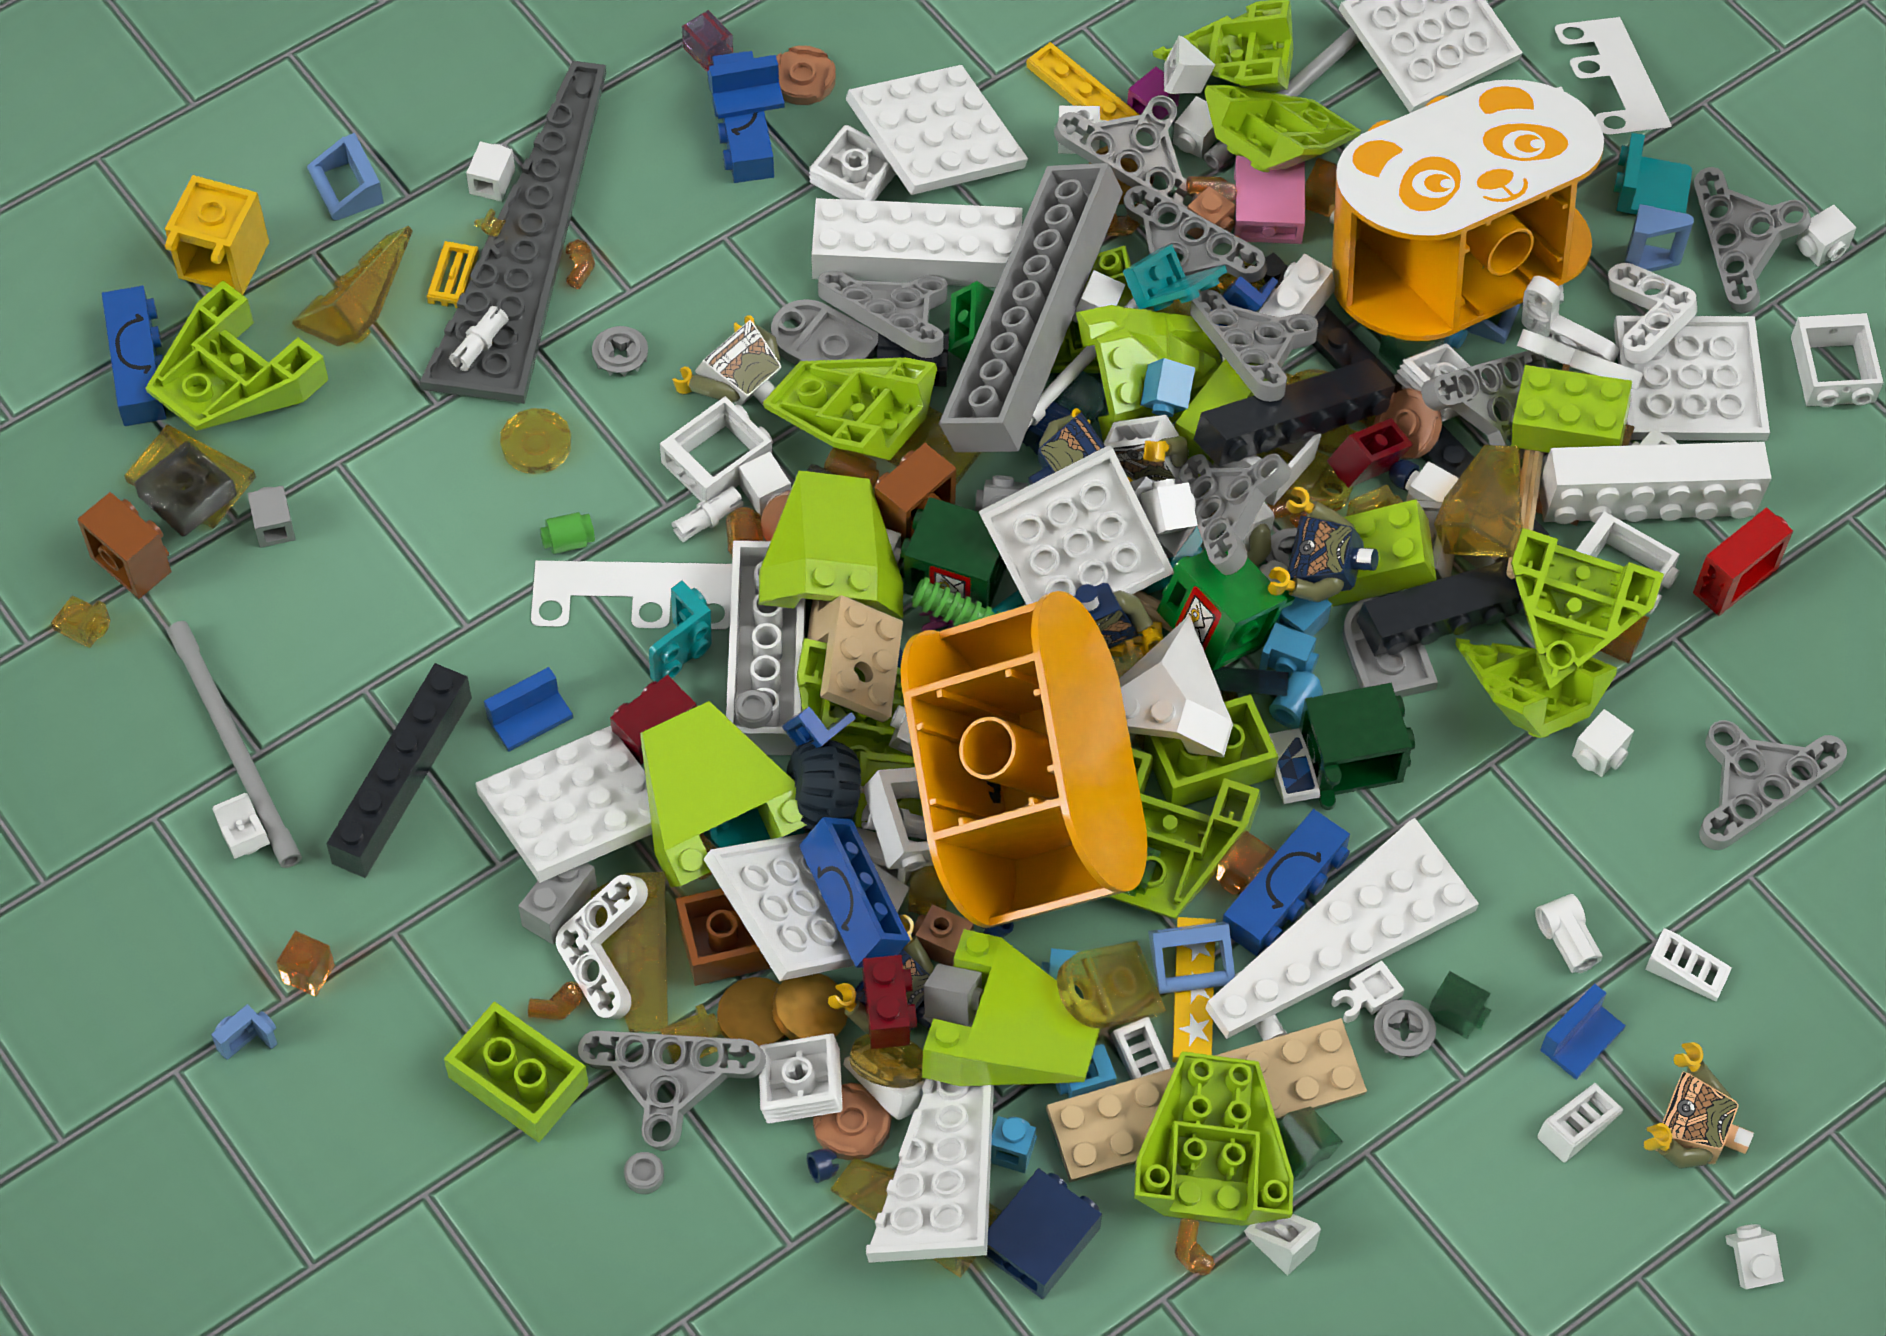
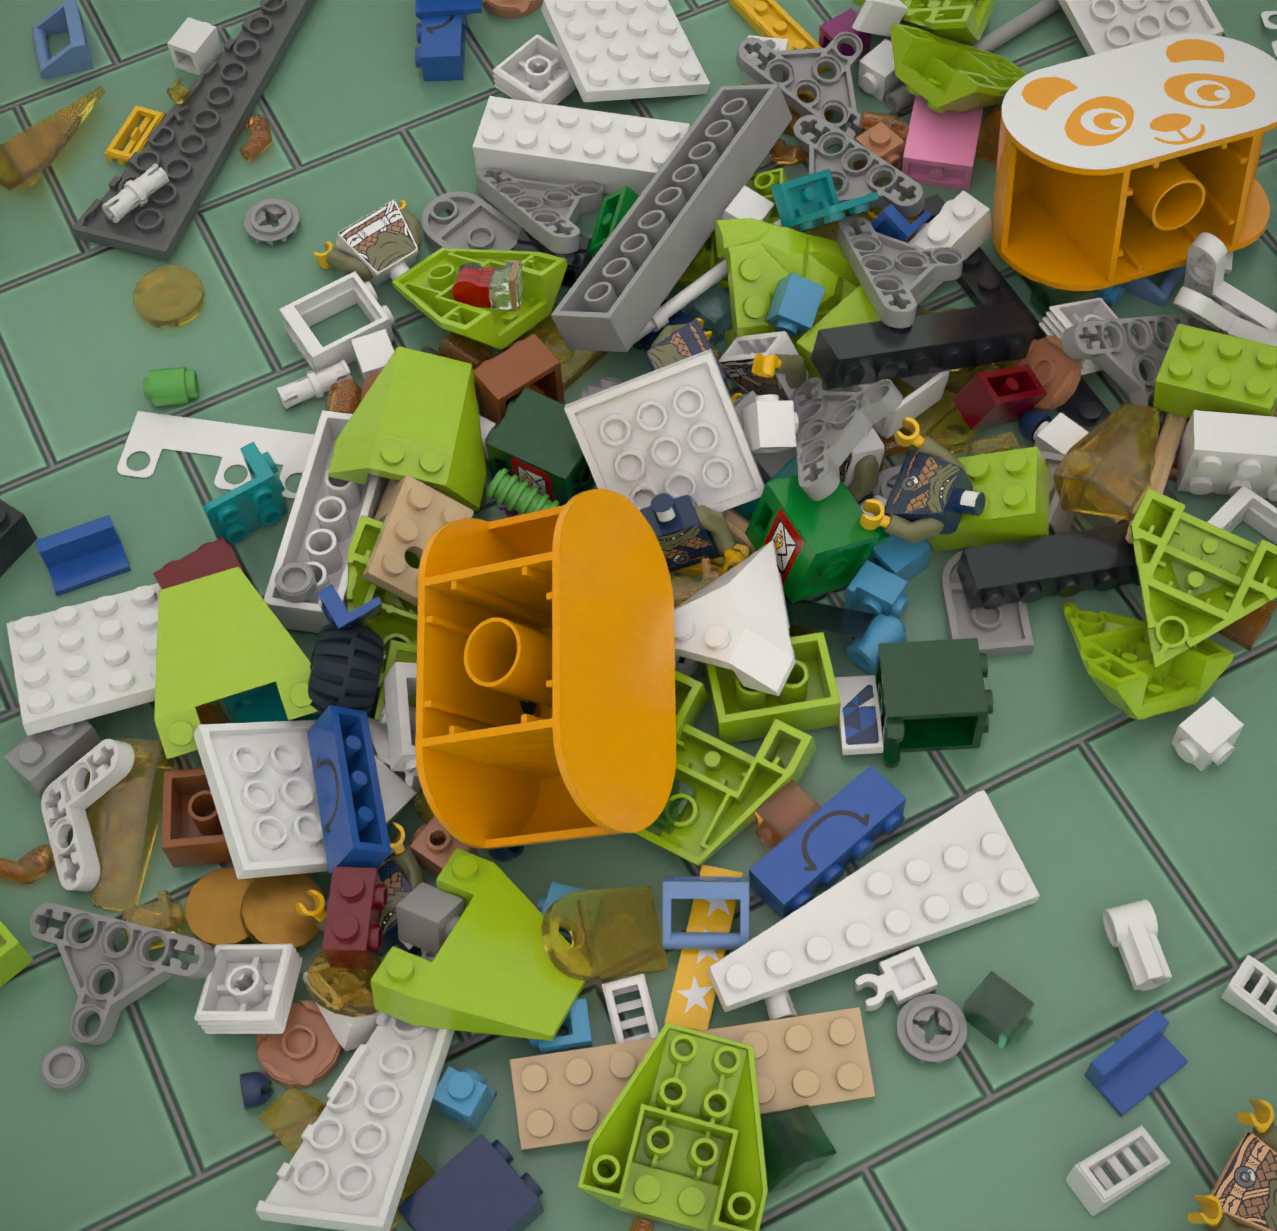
camera: 15 degrees right, 0 degrees up
(868, 399) = (490, 285): none -> leg

